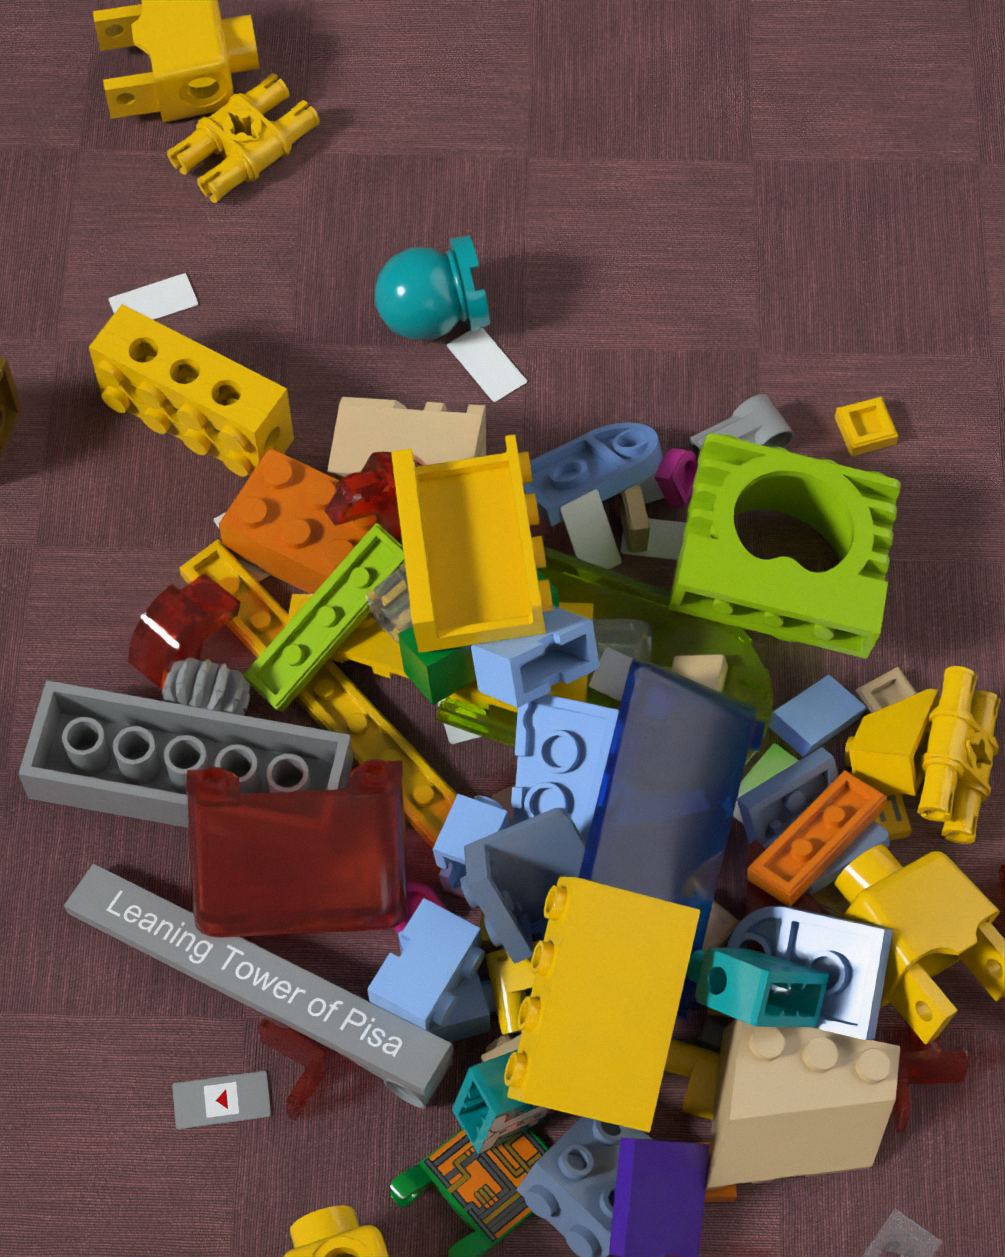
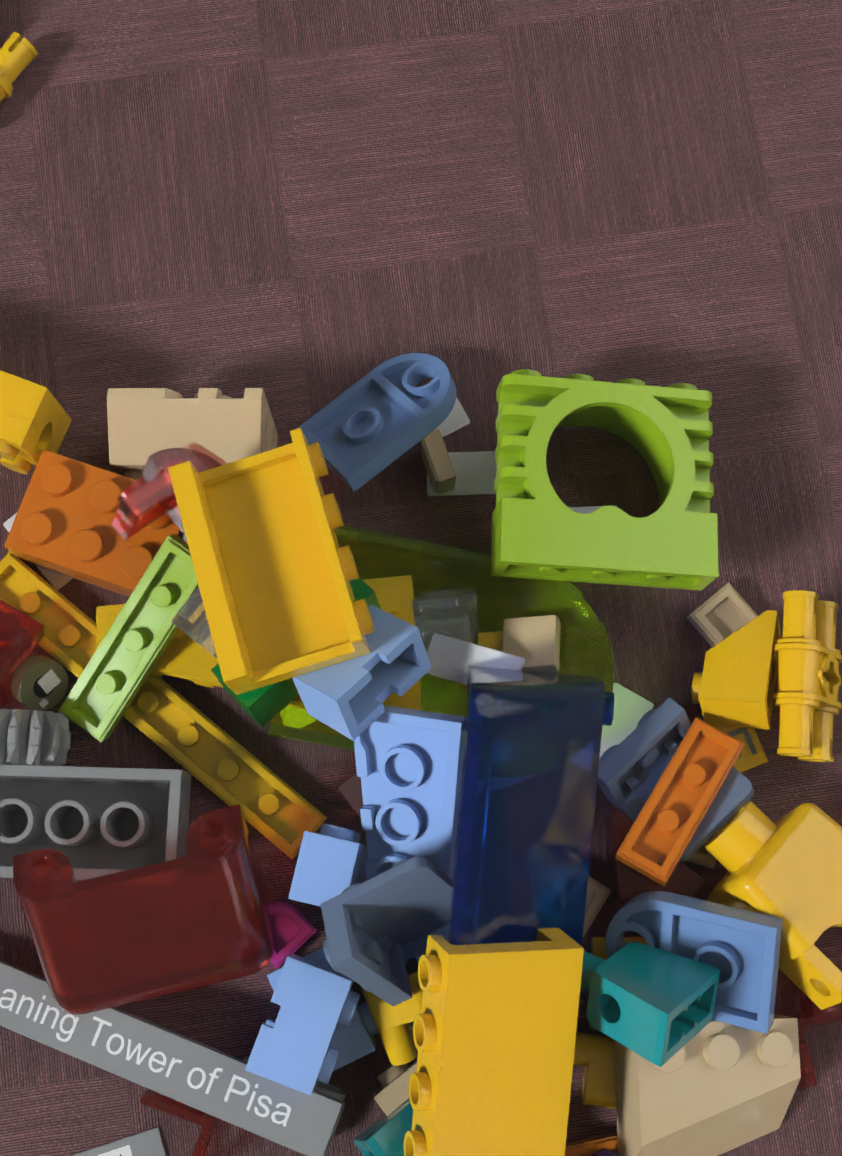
camera: 10 degrees left, 15 degrees up
(228, 648) = (39, 683): none -> olive tile
(429, 292) = (182, 238): teal tile -> none
(487, 364) = (257, 303): white sticker -> none
(590, 531) = (395, 489): white sticker -> none
(676, 476) = (474, 405): dark pink tile -> none
(753, 421) = (543, 342): light grey piece -> none
(816, 715) = (656, 655): light blue tile -> none
(866, 426) = (657, 315): yellow tile -> none

